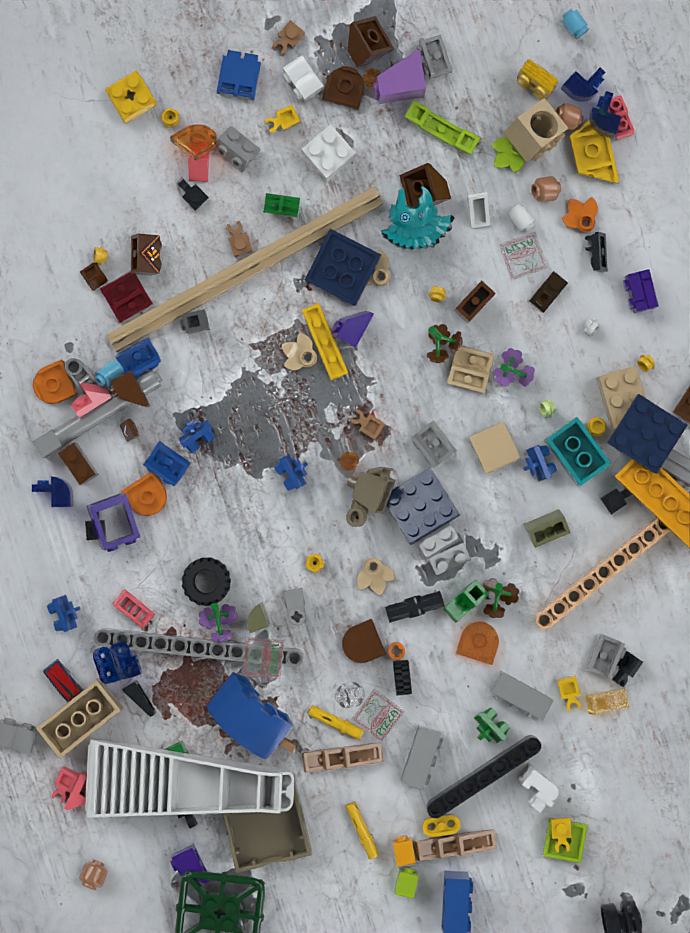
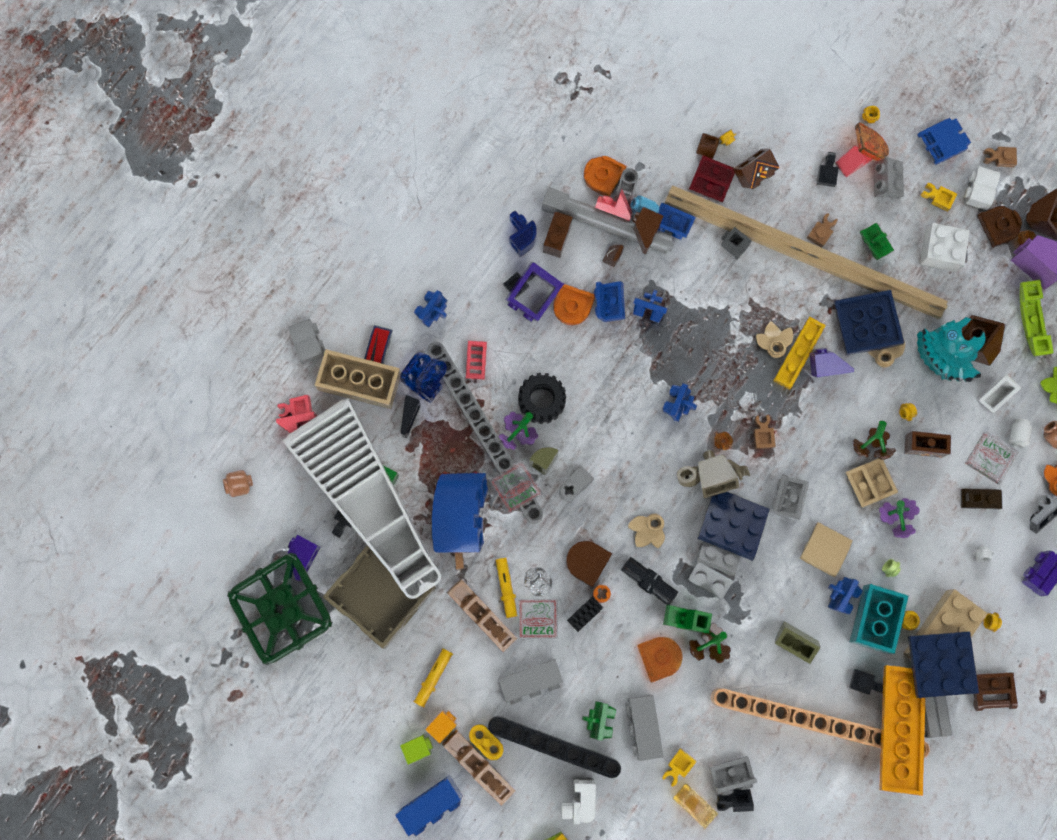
camera: 50 degrees right, 10 degrees down
(142, 100) = (870, 68): yellow brick -> none
(309, 564) = (621, 469): yellow plate -> none

